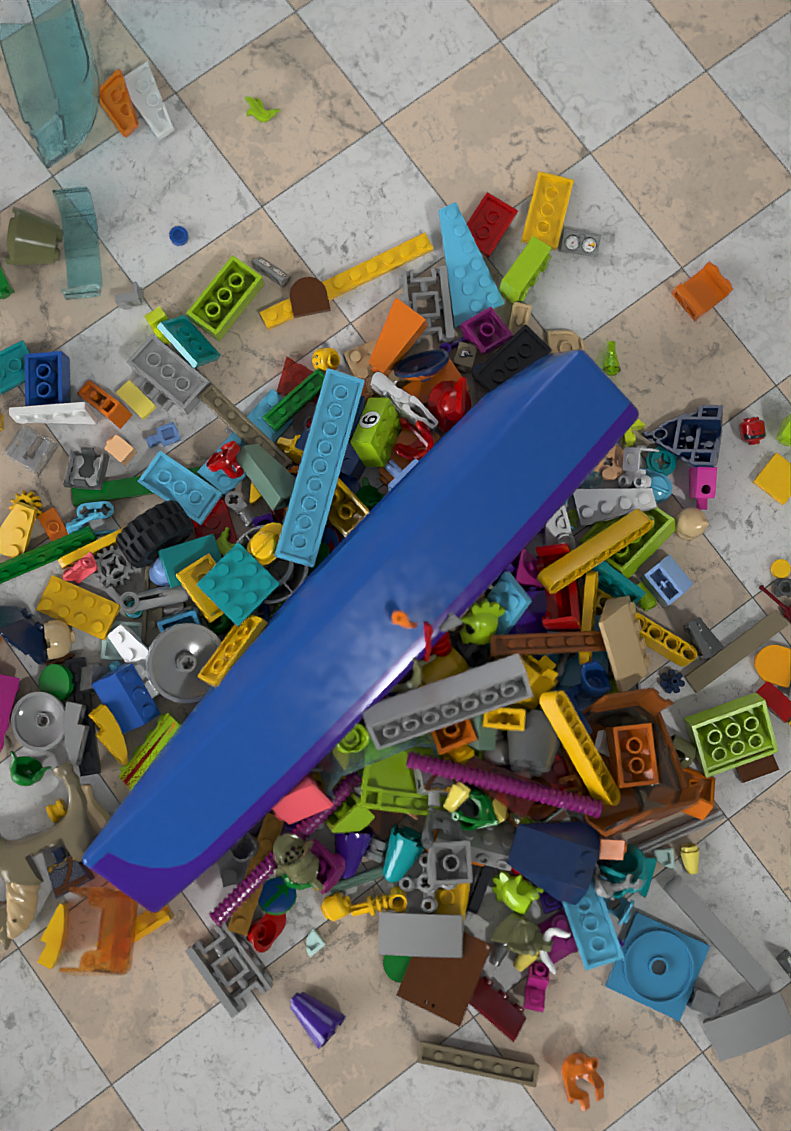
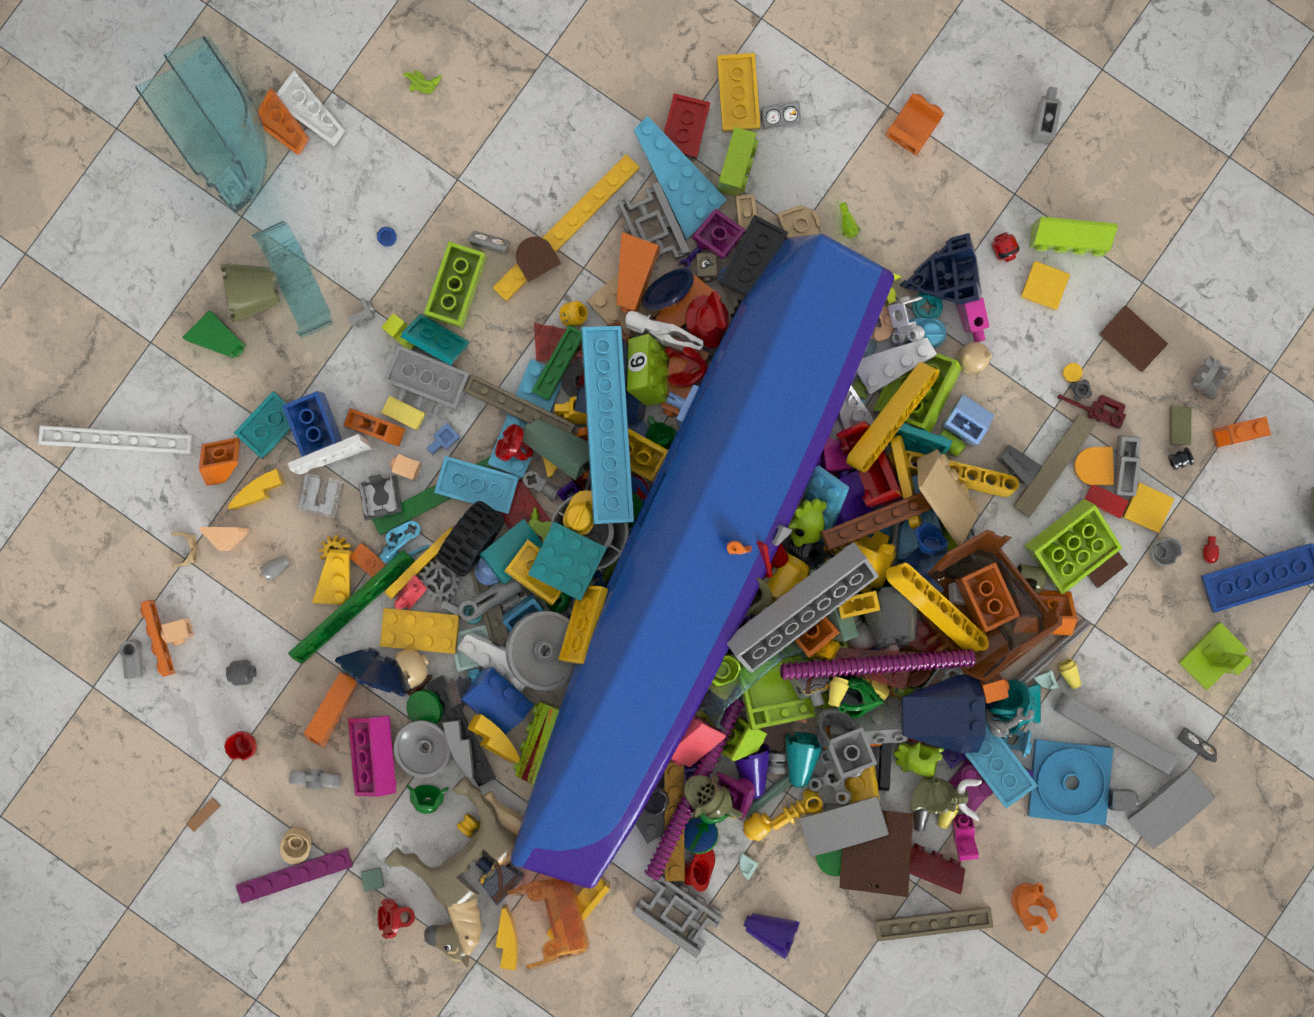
camera: 15 degrees left, 5 degrees up
(668, 681) = (1002, 514): dark blue plant -> none

